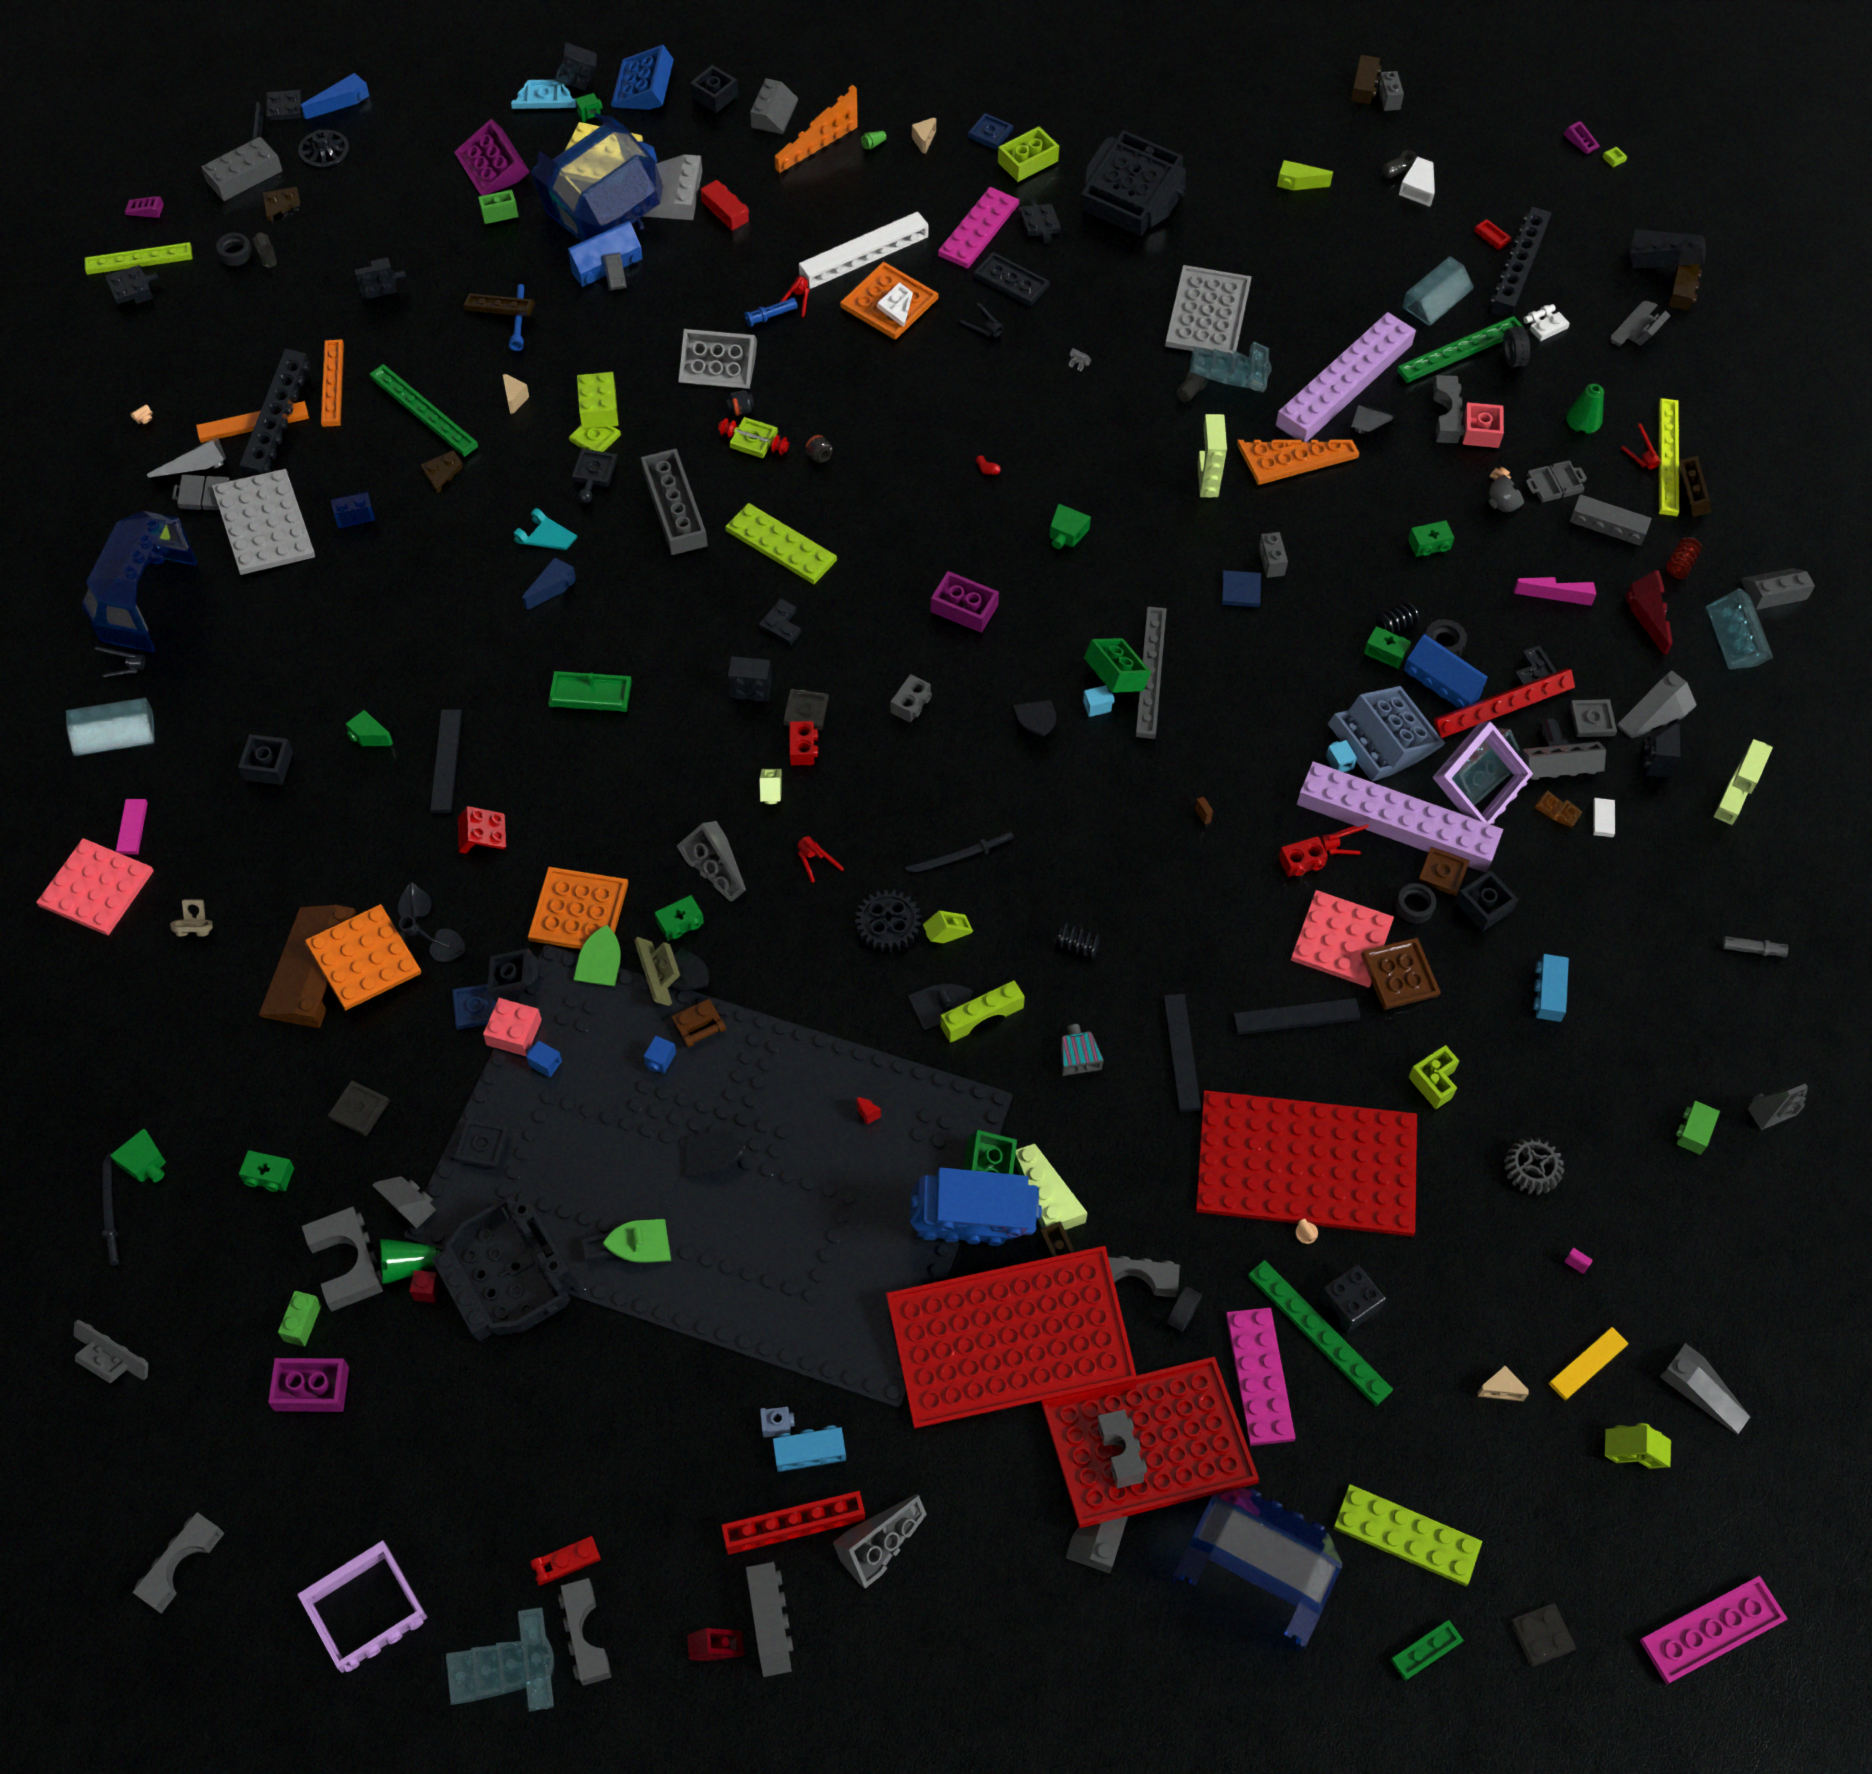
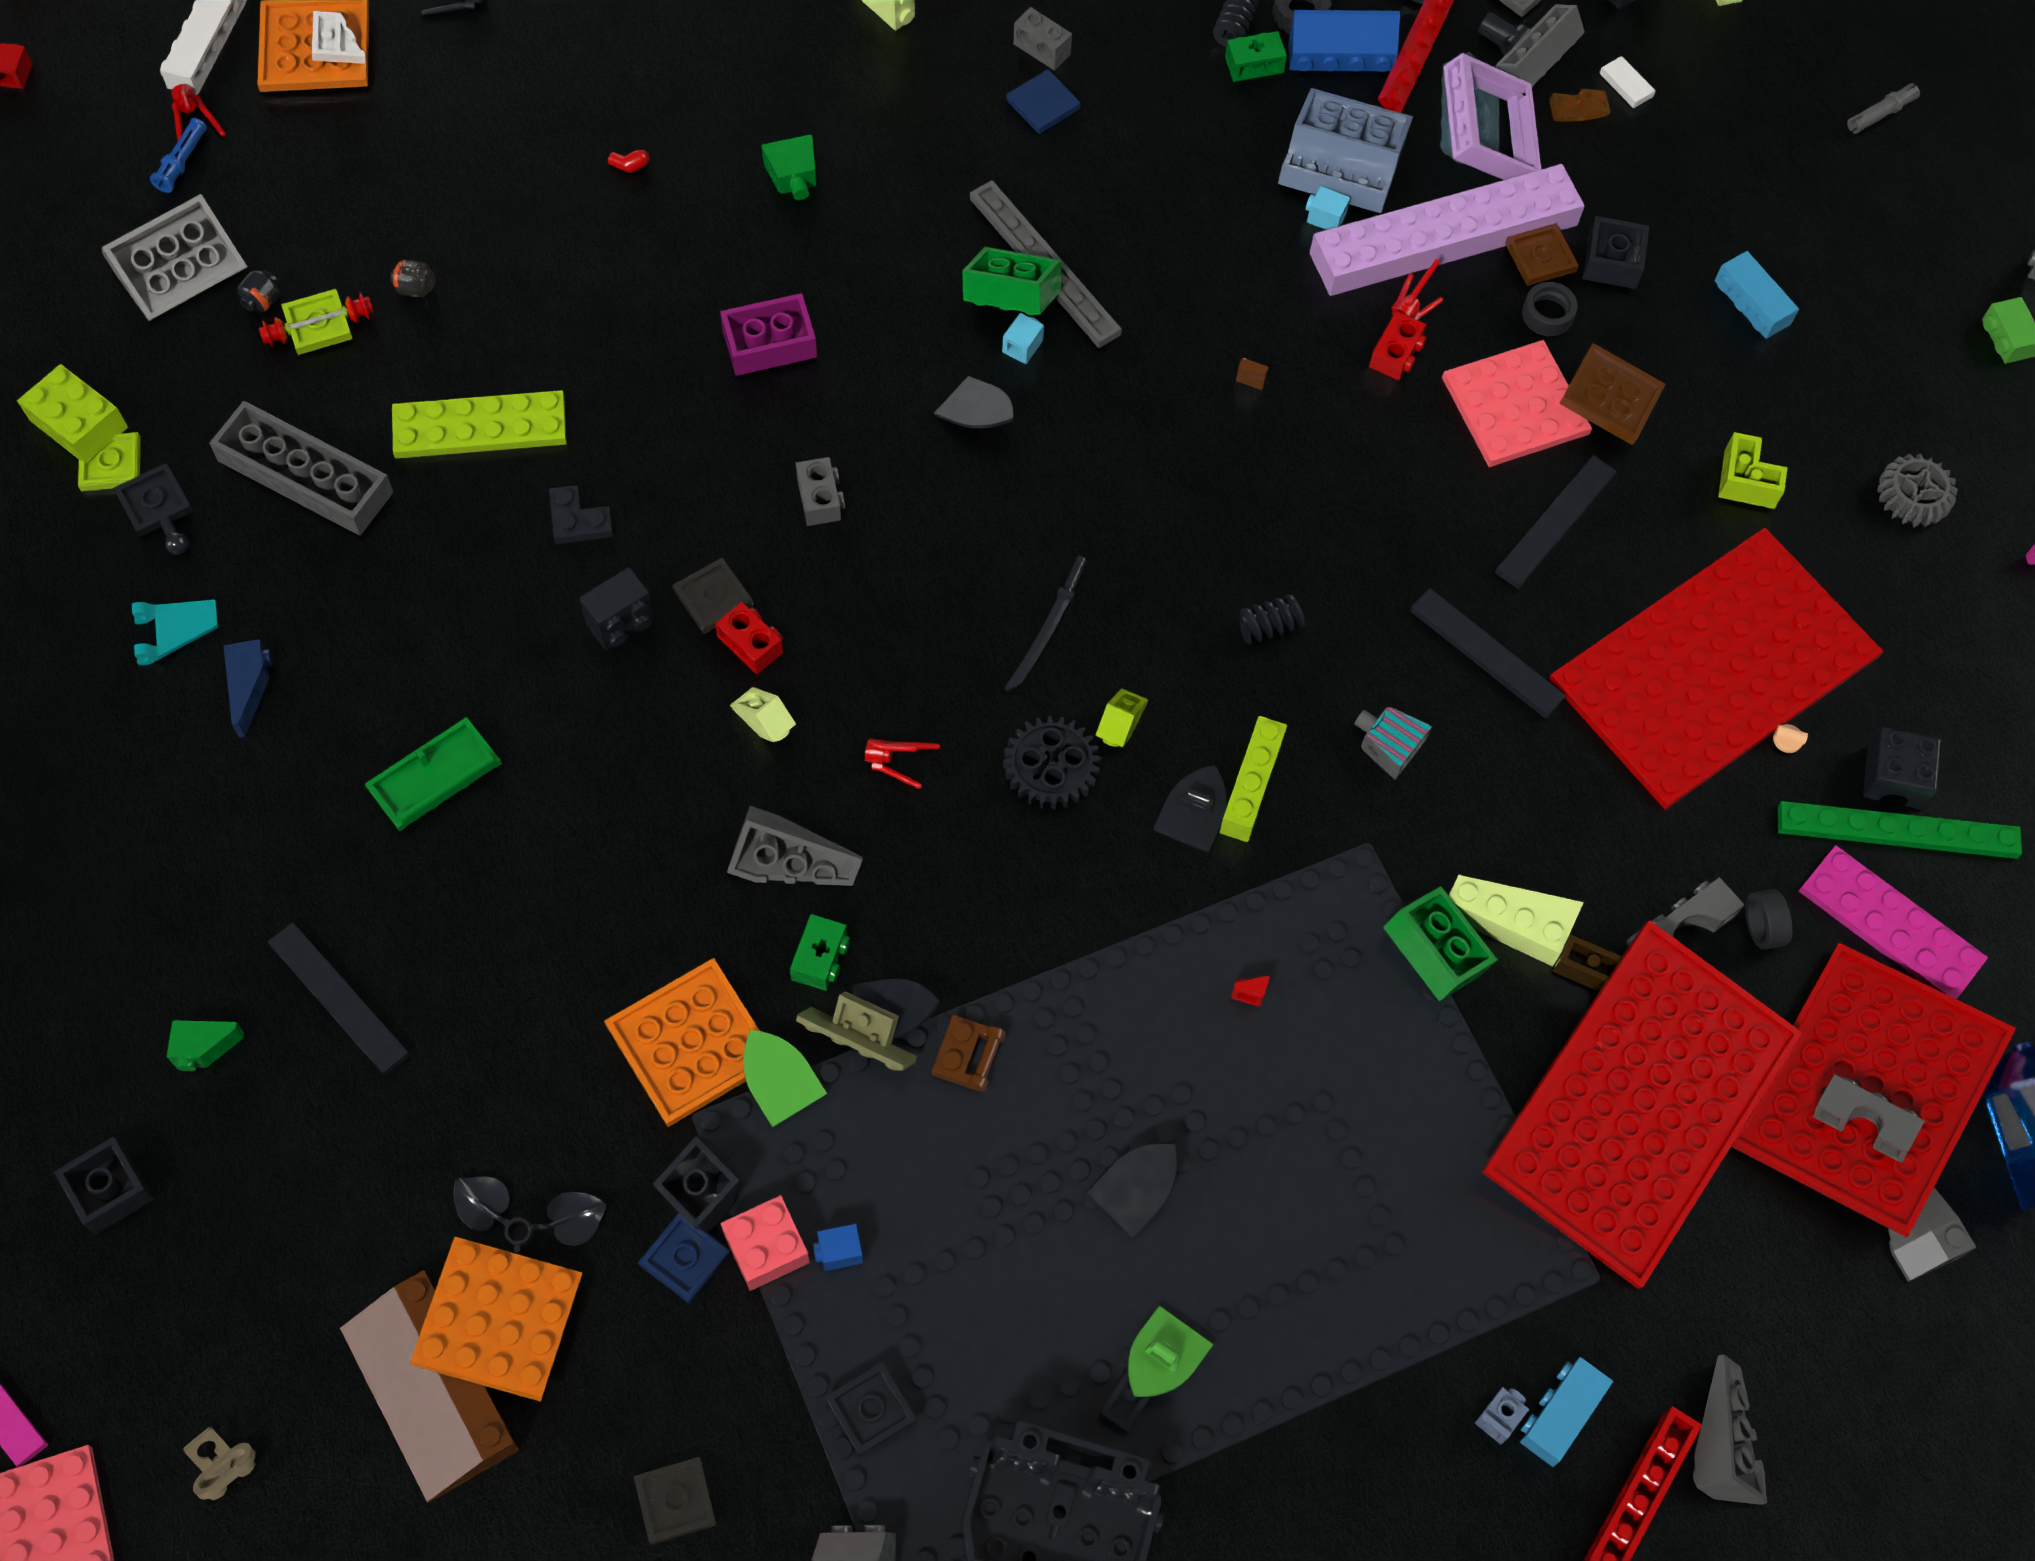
camera: 45 degrees left, 5 degrees up
(481, 828) = (471, 1045): red bracket -> none
(659, 1055) = (966, 1127): blue brick -> none
(974, 1206) = (1503, 996): blue piece -> none

